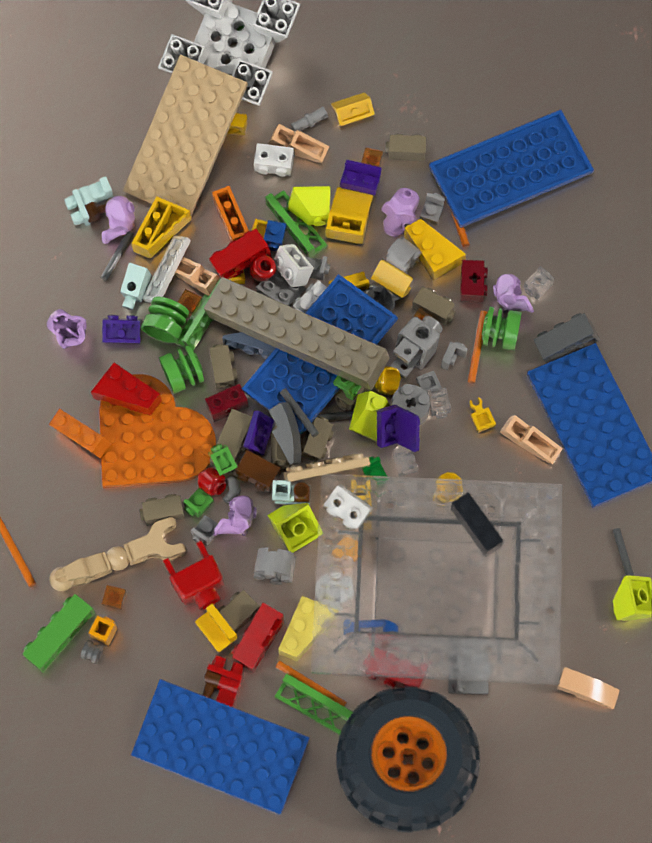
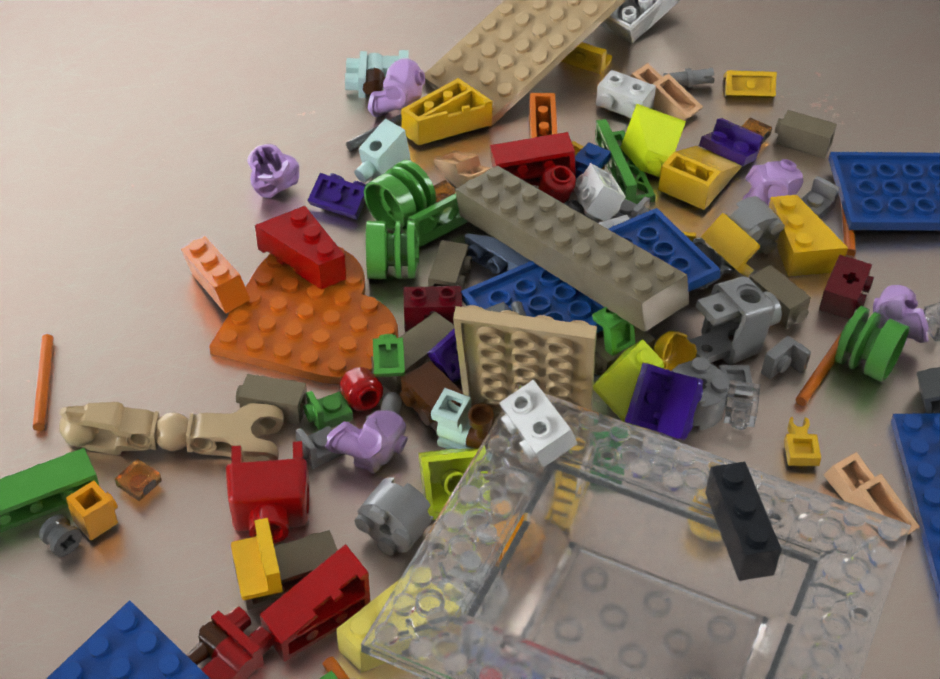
camera: 20 degrees right, 25 degrees down
(167, 268) = (445, 149): white tile -> none

